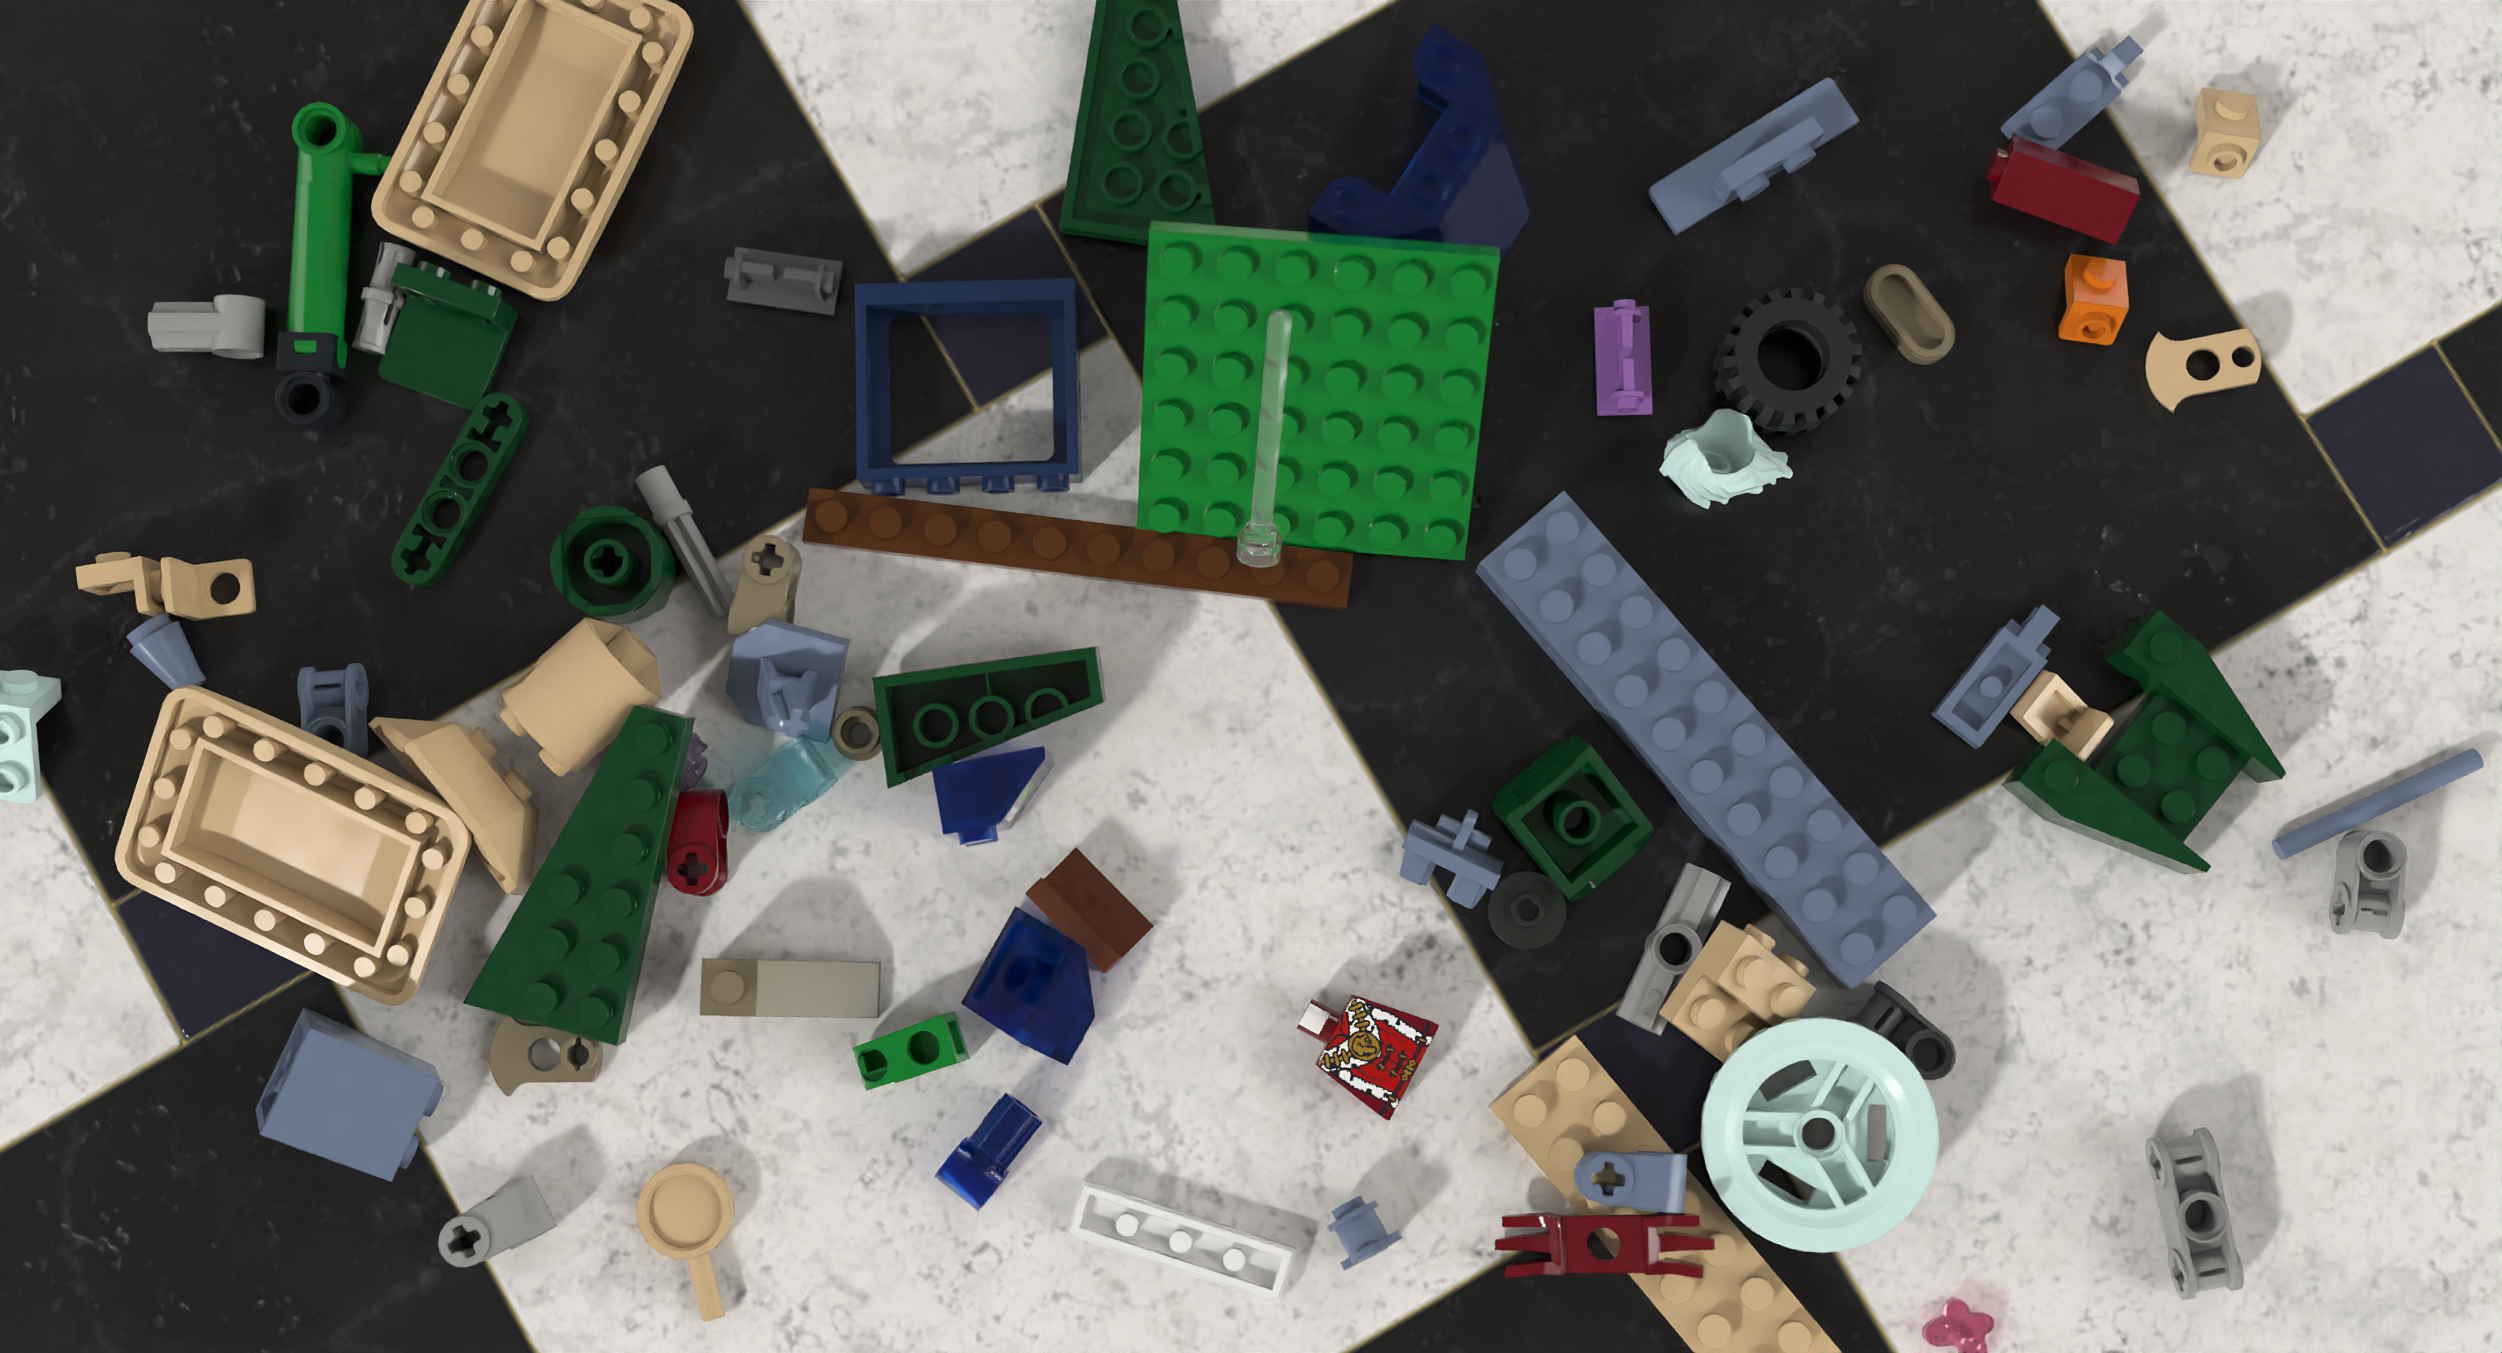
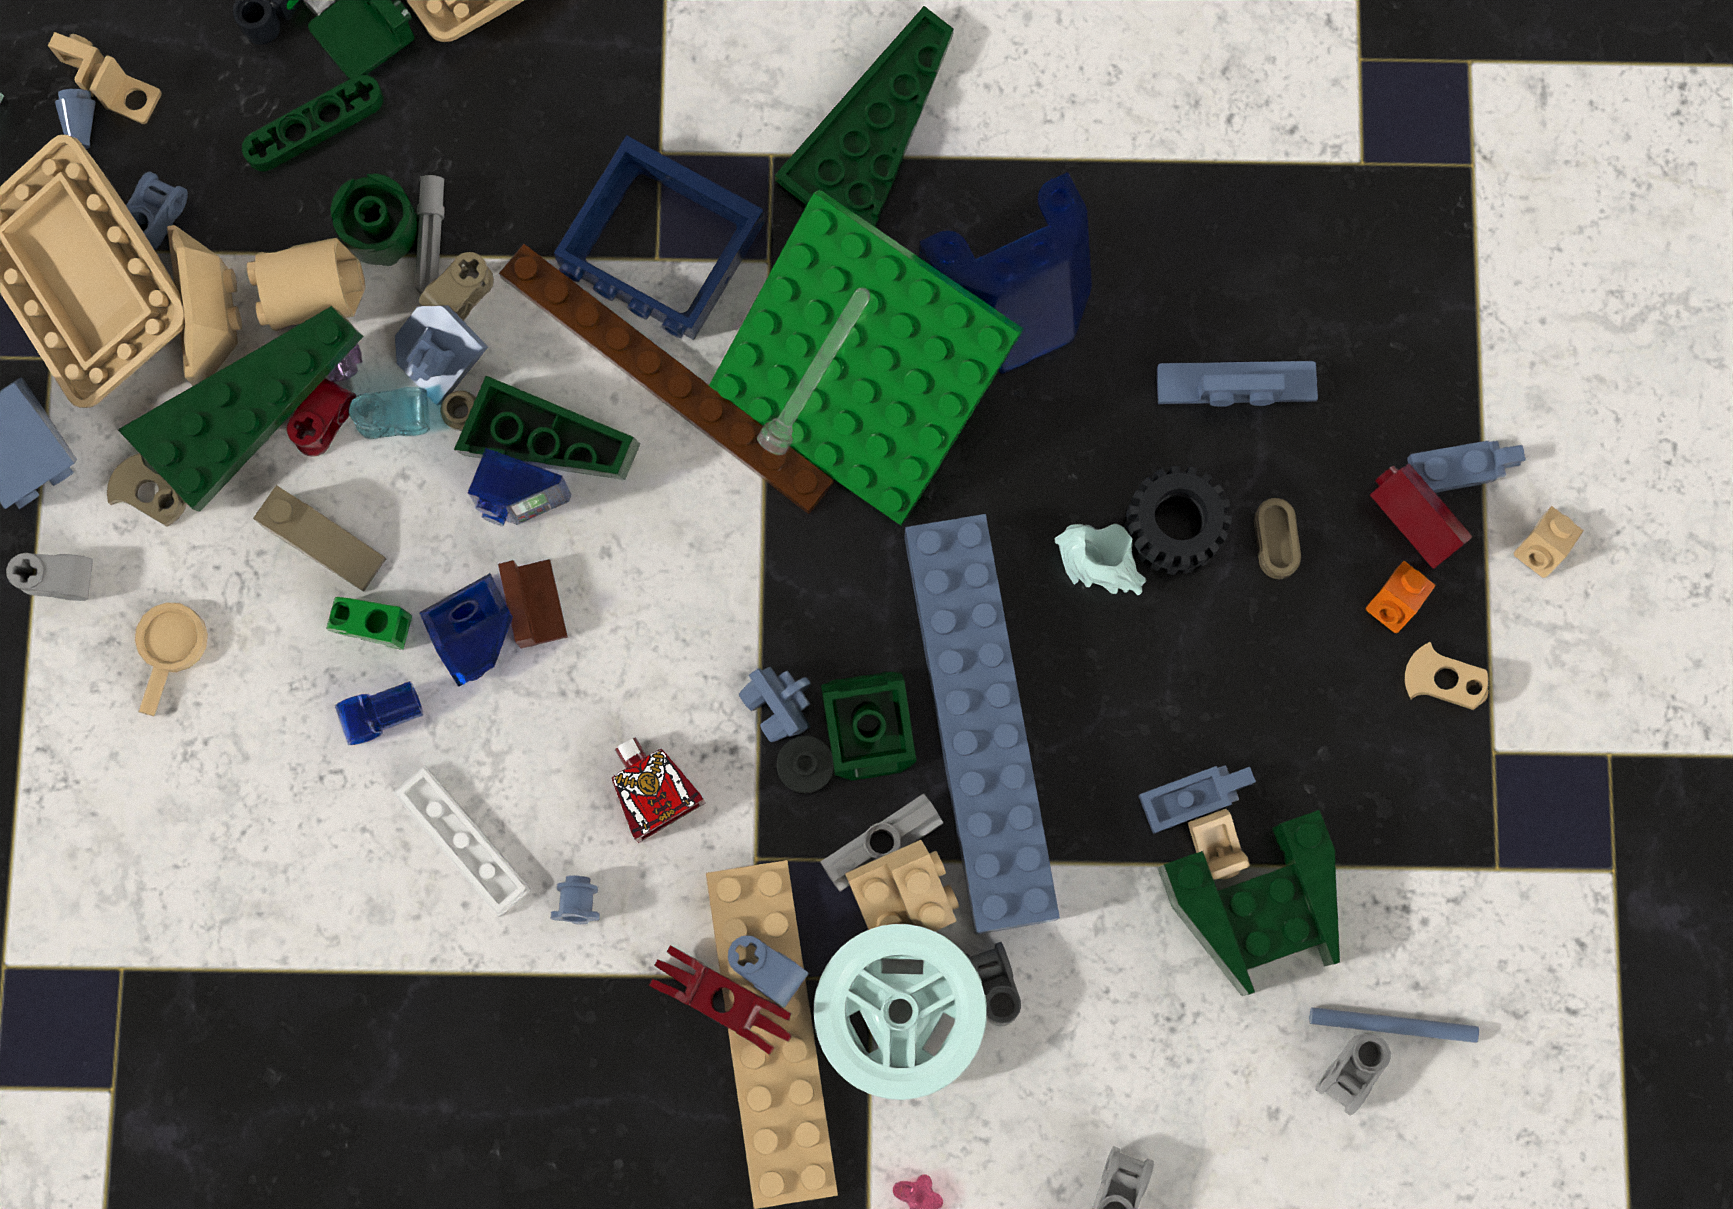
camera: 25 degrees right, 5 degrees down
(783, 280) = (586, 110): dark grey hinge -> none
(1623, 359) = (1077, 460): medium lavender hinge -> none

